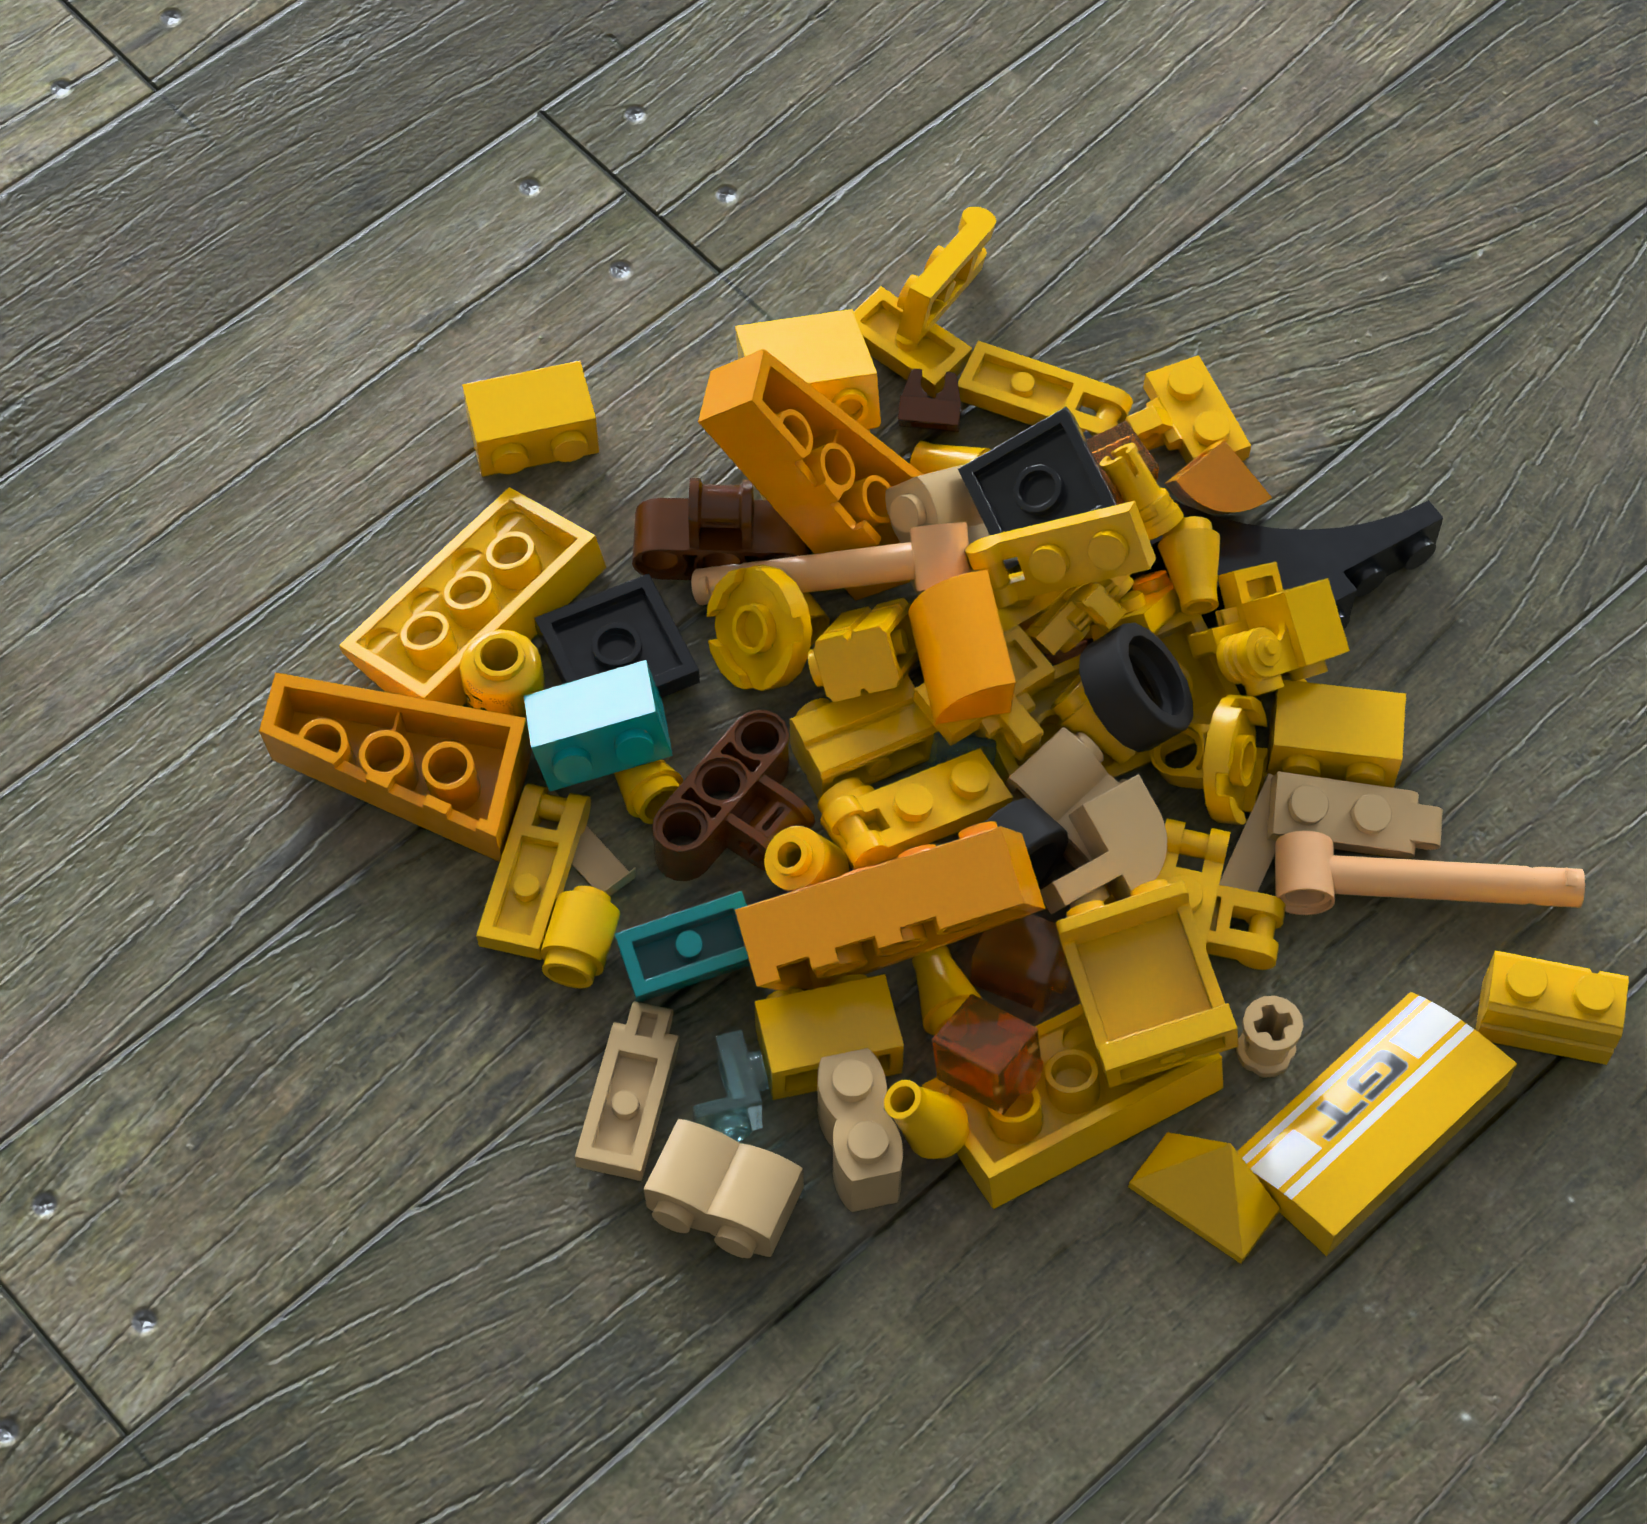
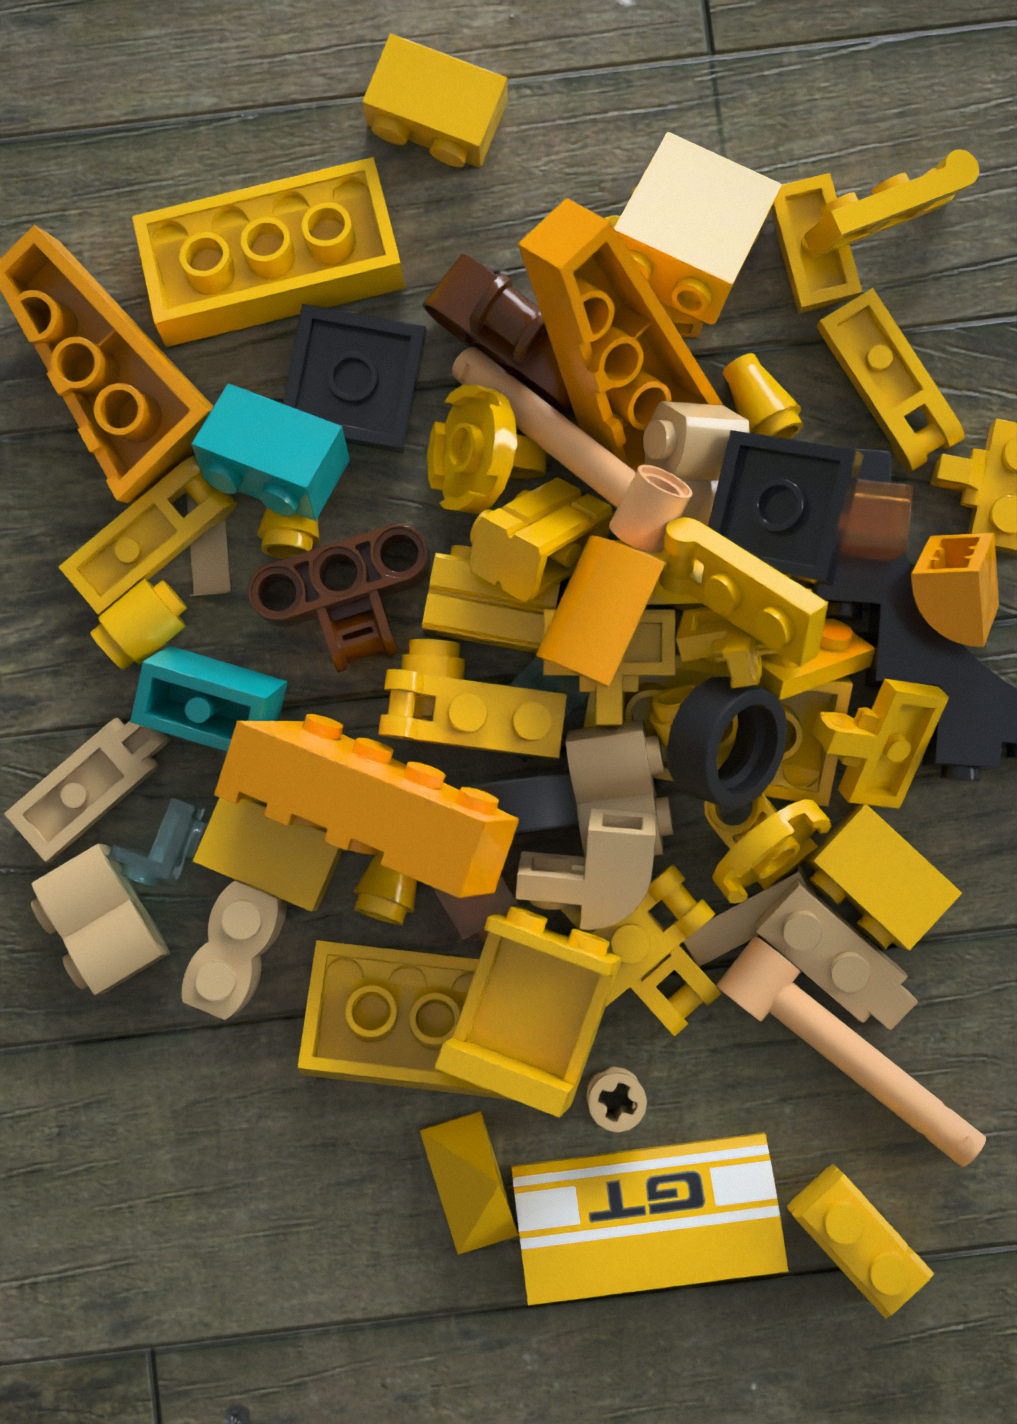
camera: 40 degrees right, 25 degrees up
(500, 671) = (235, 343): yellow head -> none
(802, 859) = (350, 694): yellow brick -> none
(928, 1119) = (282, 989): yellow cone -> none
(930, 413) = (776, 331): reddish brown tile -> none
(988, 1054) = (372, 968): clear orange brick -> none
(1137, 484) = (866, 583): yellow pin -> none
(1192, 563) = (871, 654): yellow cone -> none
(1286, 634) = (904, 783): yellow brick -> none

